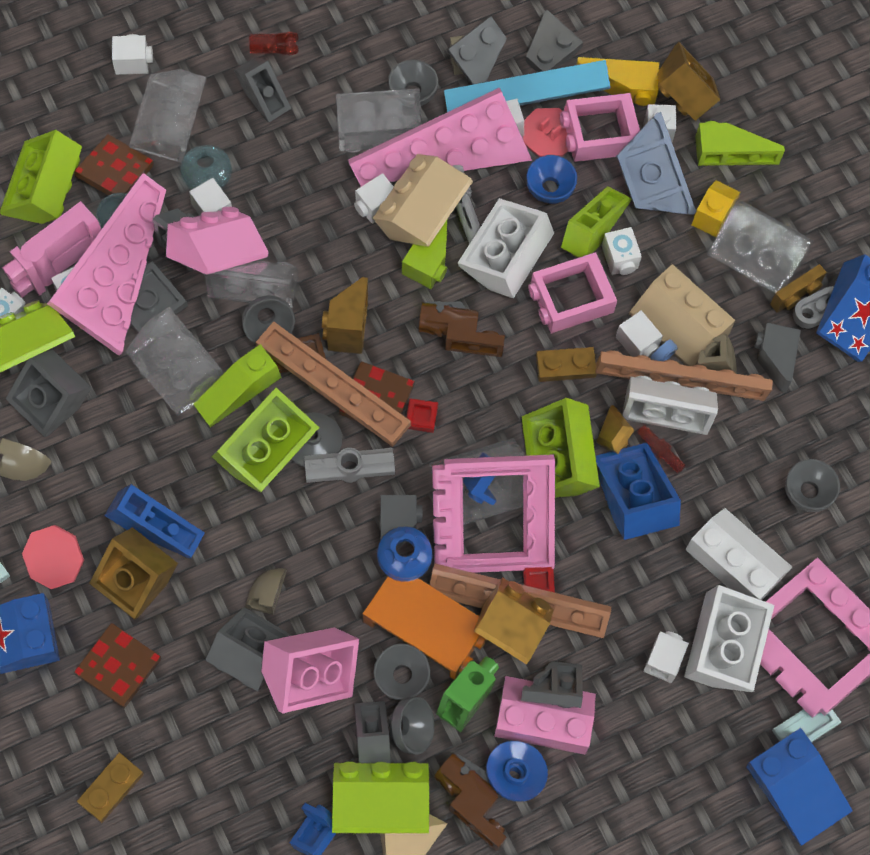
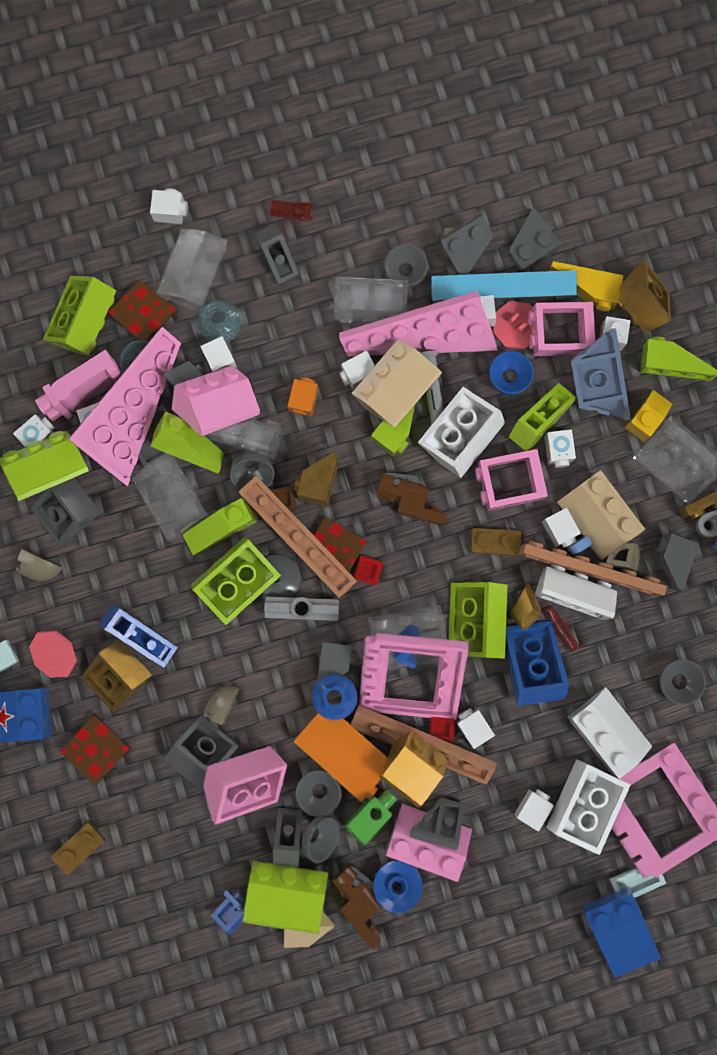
camera: 15 degrees right, 15 degrees up
(182, 291) = (182, 441): none -> lime slope
(316, 234) = (303, 396): none -> orange brick
(578, 572) = (474, 727): none -> white brick

